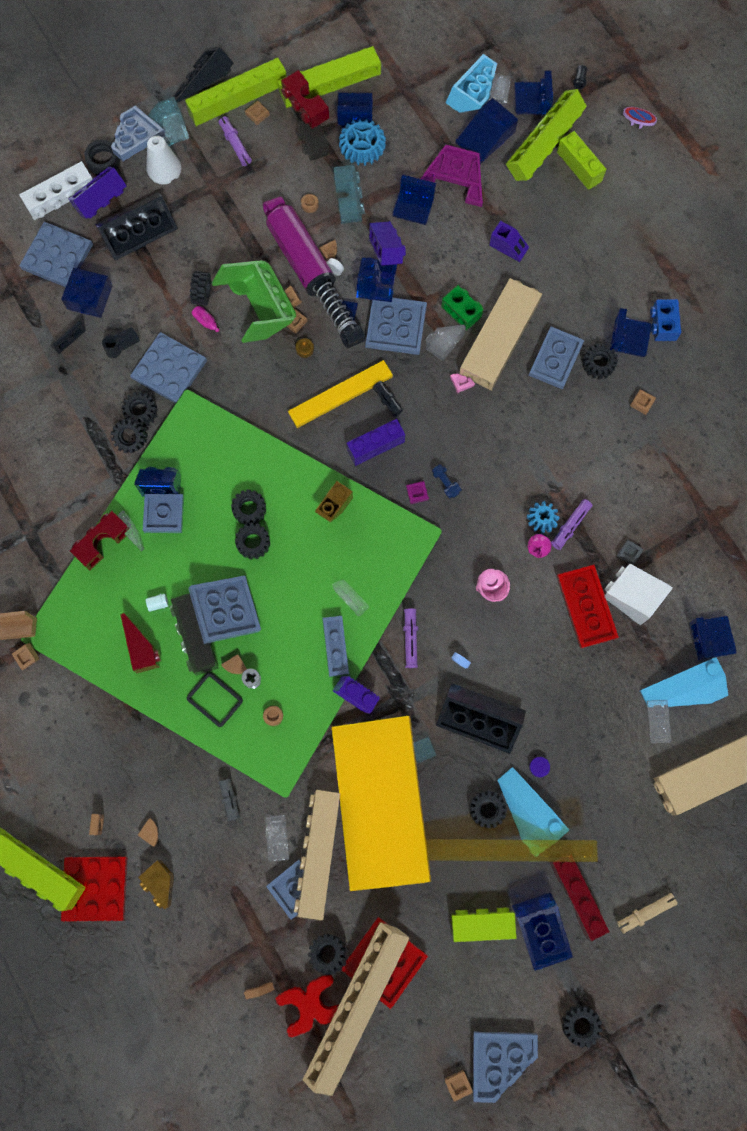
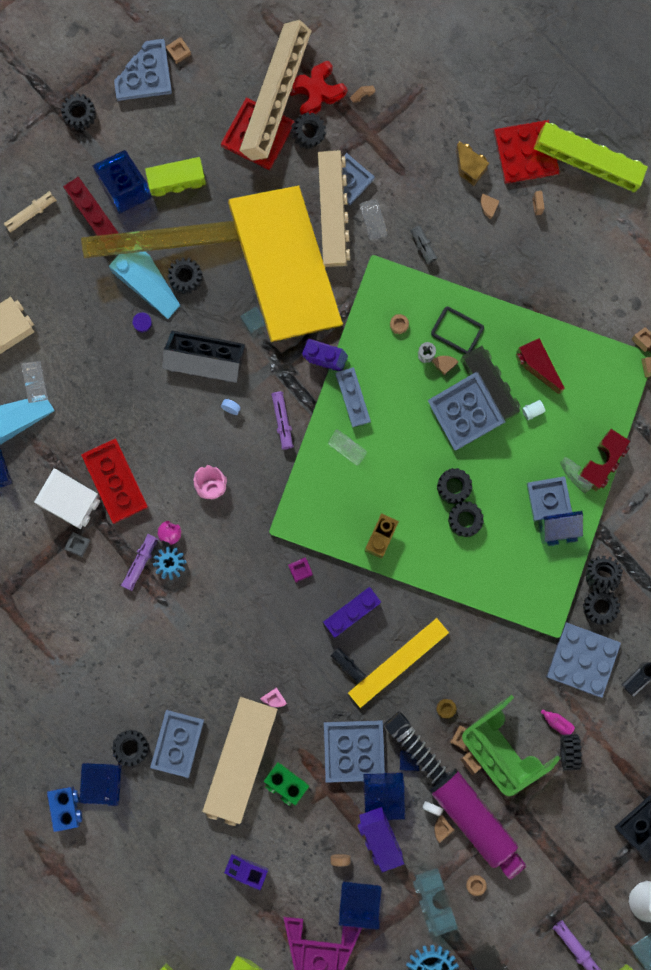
camera: 165 degrees right, 5 degrees up
(424, 239) = (340, 860): none -> medium nougat tile
(444, 340) = (300, 741): clear slope -> none
(451, 489) = (266, 577): dark blue bar -> none
(643, 402) = (79, 711): medium nougat tile -> none

